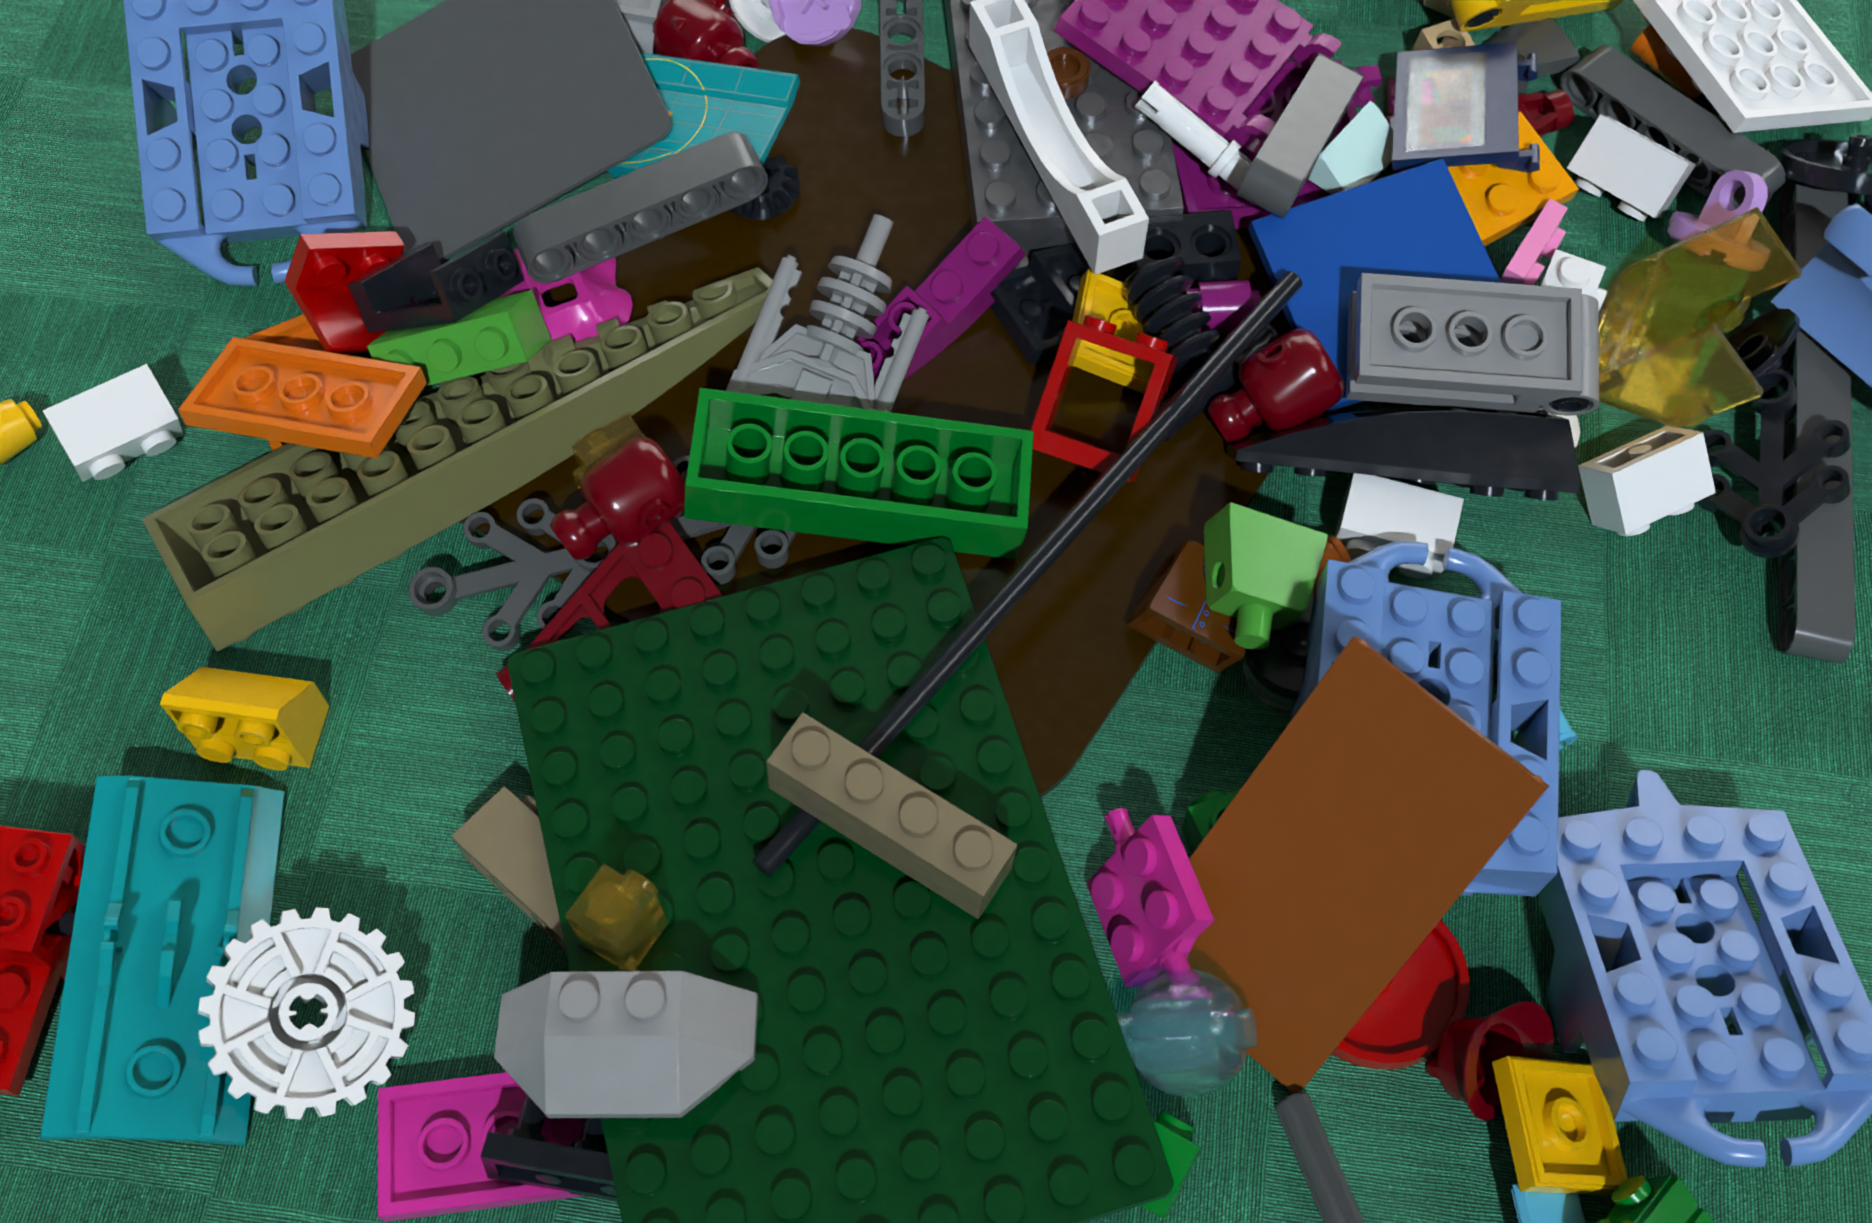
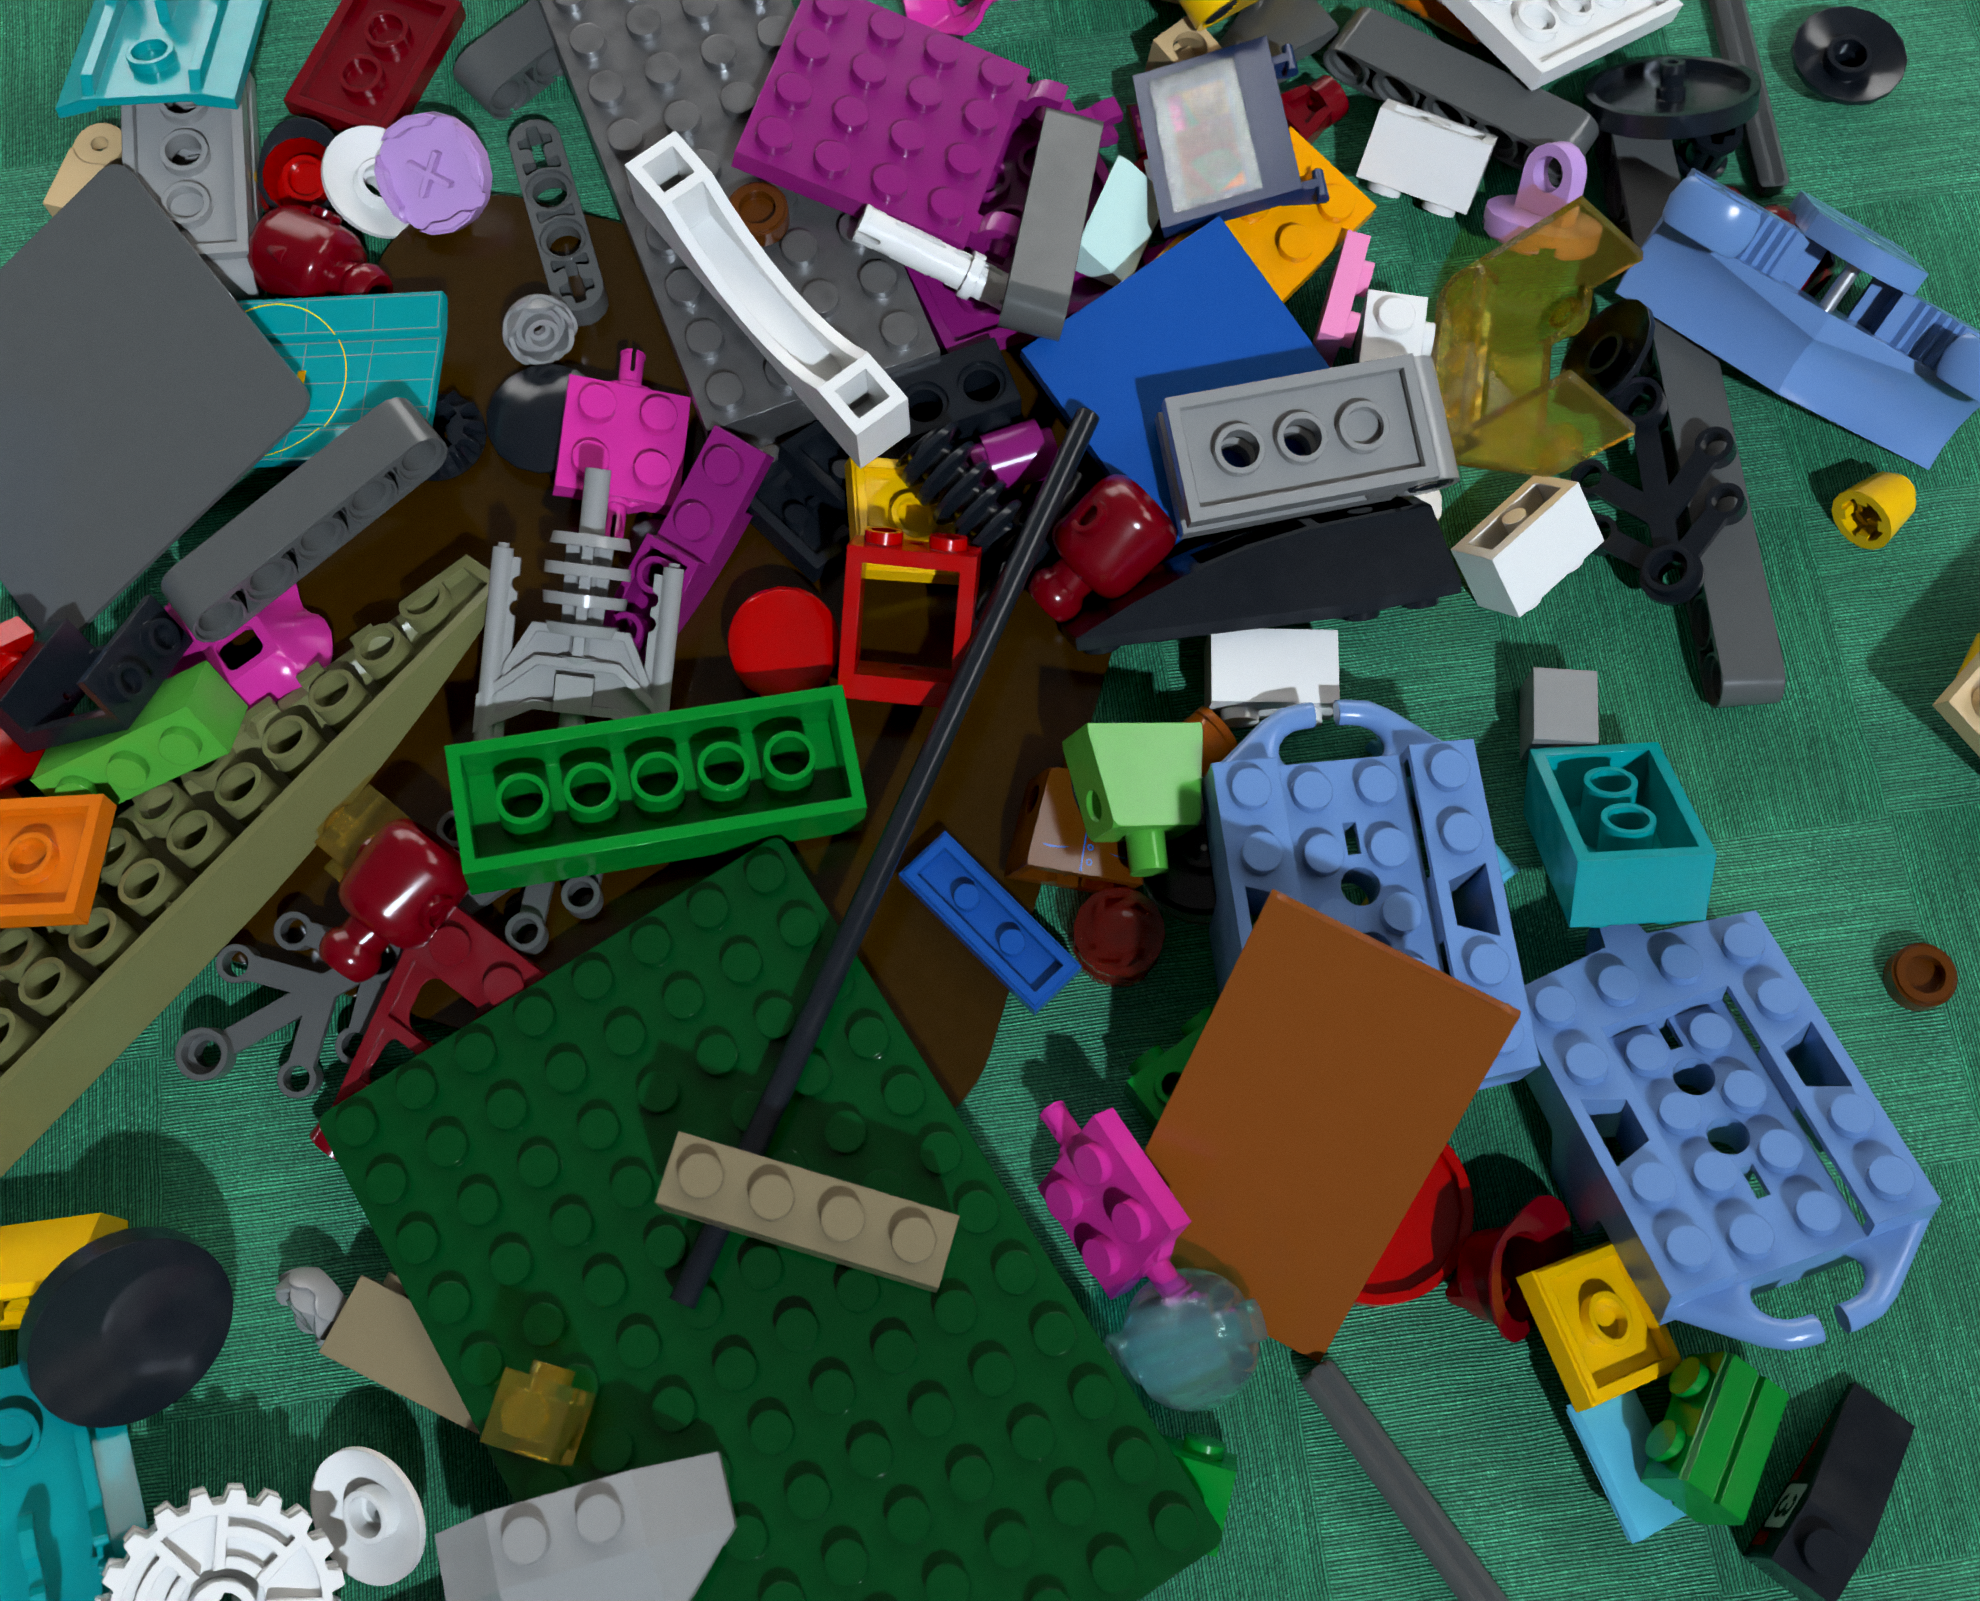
camera: 15 degrees left, 10 degrees up
(305, 769) = (124, 1327): none -> black piece
(451, 980) = (368, 1515): none -> white dish
(456, 798) = (312, 1299): none -> light grey plate
(847, 192) = (528, 416): none -> black dish
(866, 140) = (549, 342): none -> light grey plate
(921, 215) = (626, 431): none -> dark pink plate
(994, 391) = (783, 641): none -> red piece
(1104, 659) = (990, 923): none -> blue tile
(1209, 701) = (1118, 936): none -> clear red wheel
(1642, 622) = (1558, 709): none -> light grey brick
(1672, 719) = (1618, 835): none -> teal brick

